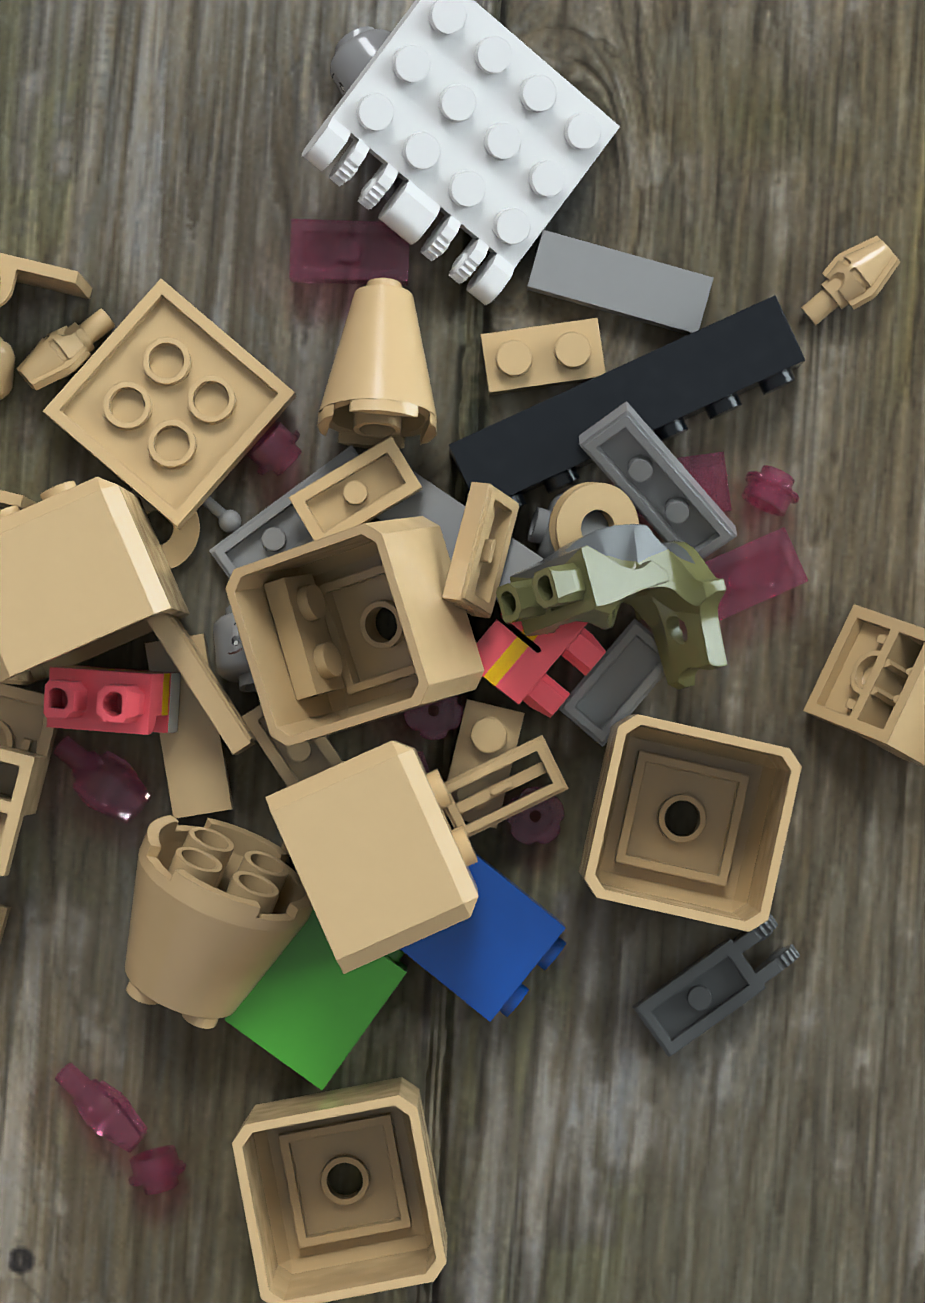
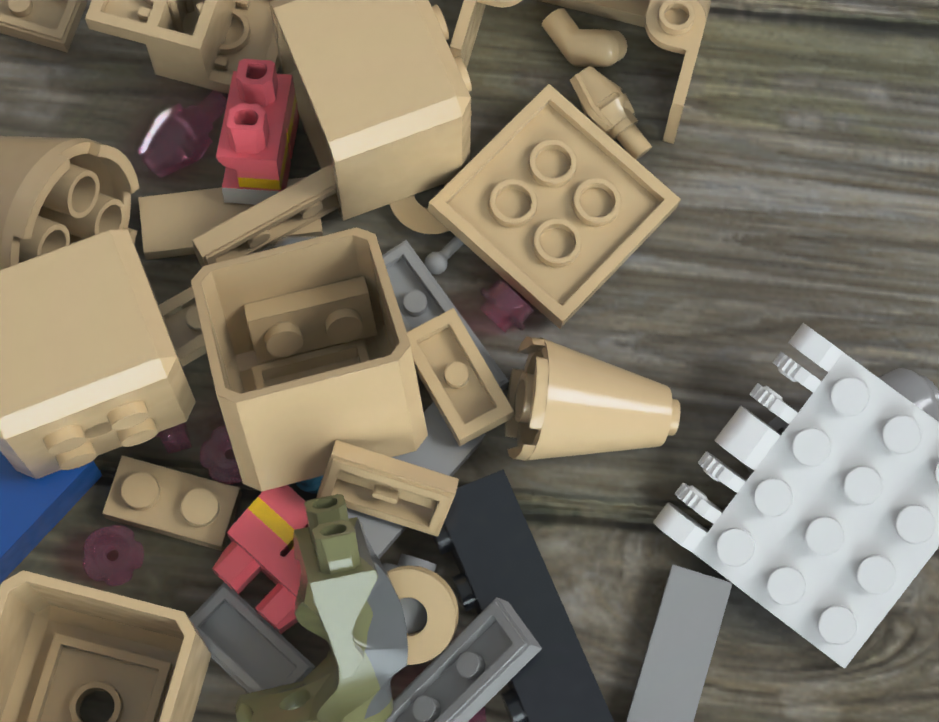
camera: 90 degrees right, 15 degrees down
(346, 252) = (707, 381): clear pink plate -> none
(542, 356) = (598, 580): tan plate -> none
(546, 765) = (161, 562): tan tile -> none

